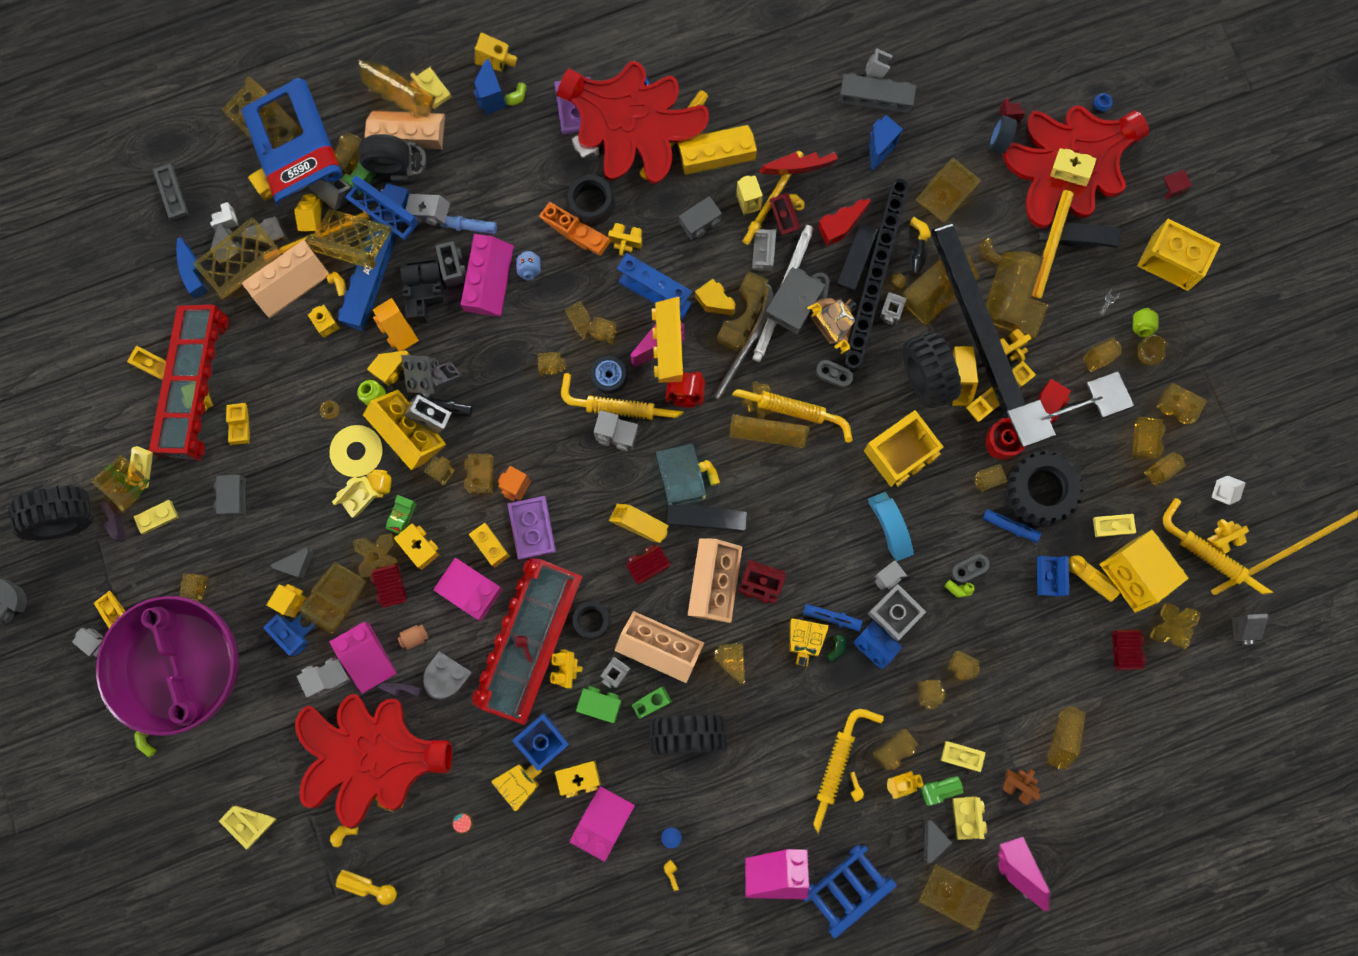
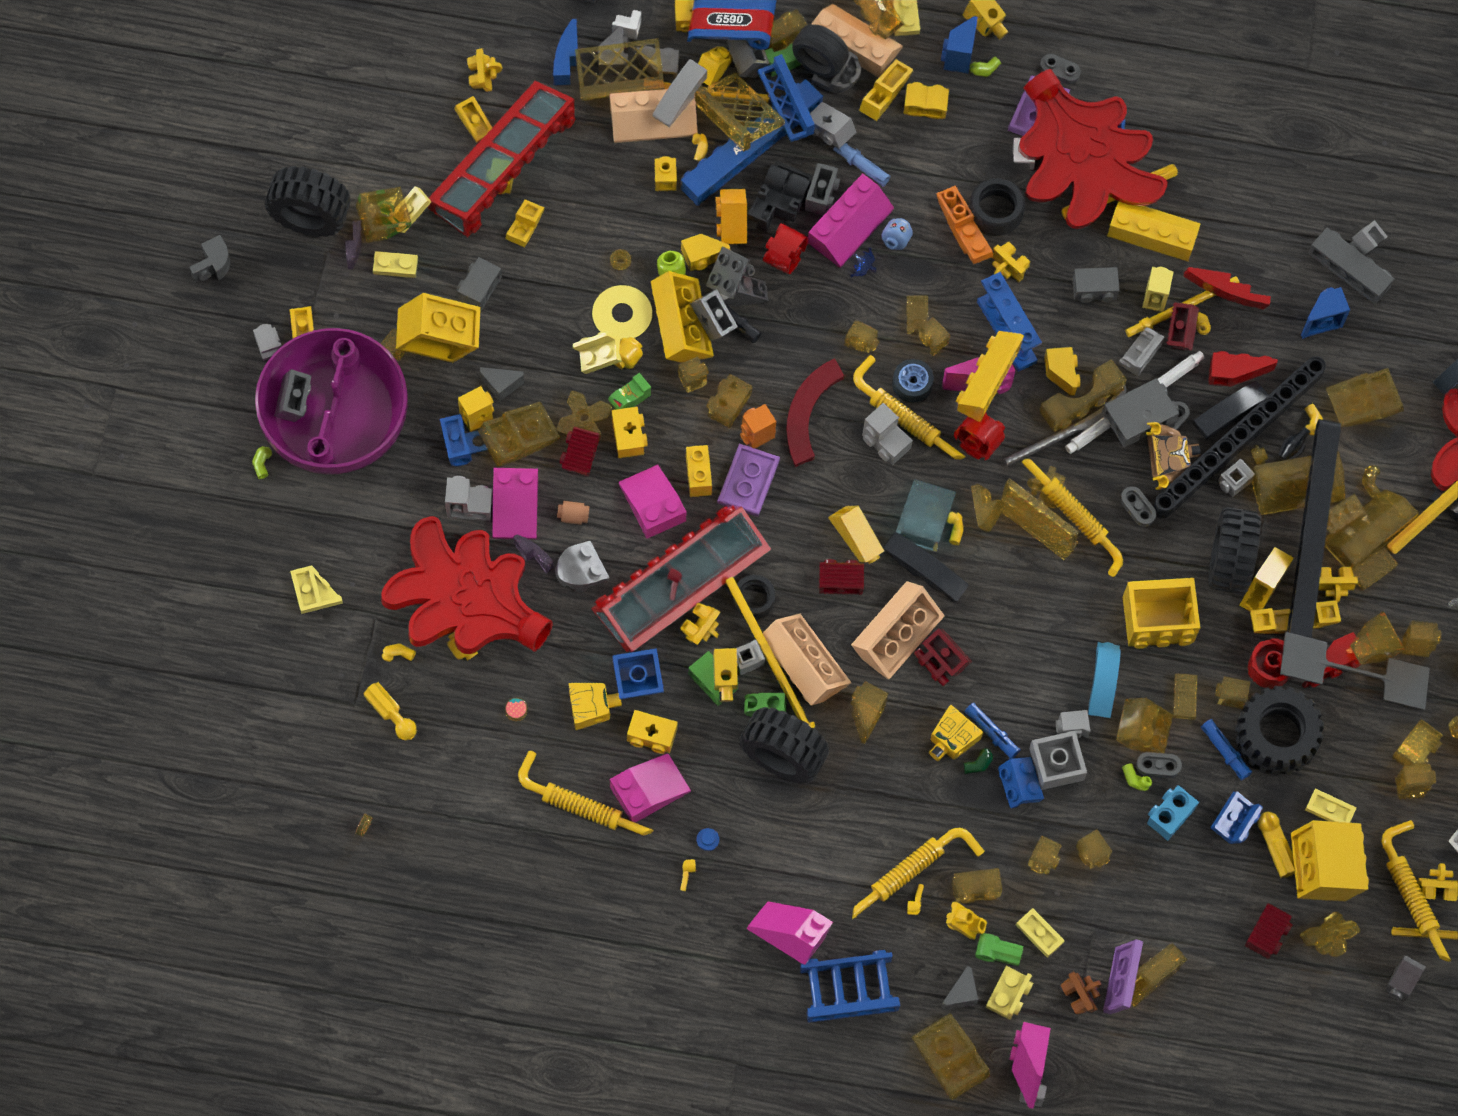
camera: 25 degrees right, 10 degrees down
(134, 318) = (486, 68): none -> yellow hips
(135, 678) = (293, 396): none -> dark grey brick
(216, 555) = (438, 327): none -> yellow container
(295, 251) = (680, 93): none -> light grey slope
(451, 328) = (785, 249): none -> red brick
(452, 156) = (885, 90): none -> yellow slope
(487, 147) = (926, 100): none -> yellow brick
(517, 302) = (865, 263): none -> clear blue piece
(538, 446) = (802, 407): none -> dark red tile
(553, 872) = (577, 803): none -> yellow piece
(573, 63) = (1060, 68): none -> dark grey plate
(603, 696) = (725, 664): none -> yellow torso
(693, 700) = (767, 651): none -> yellow bar
(725, 447) = (986, 510): none -> clear yellow slope
(942, 545) = (1144, 726): none -> clear yellow slope
(956, 502) = (1185, 696): none -> clear yellow tile
(989, 287) = (1344, 513): none -> clear yellow hinge
(1008, 601) = (1176, 815): none -> dark azure brick
(1047, 757) = (1123, 977): none -> medium lavender tile
(1071, 375) = (1376, 641): none -> clear yellow slope

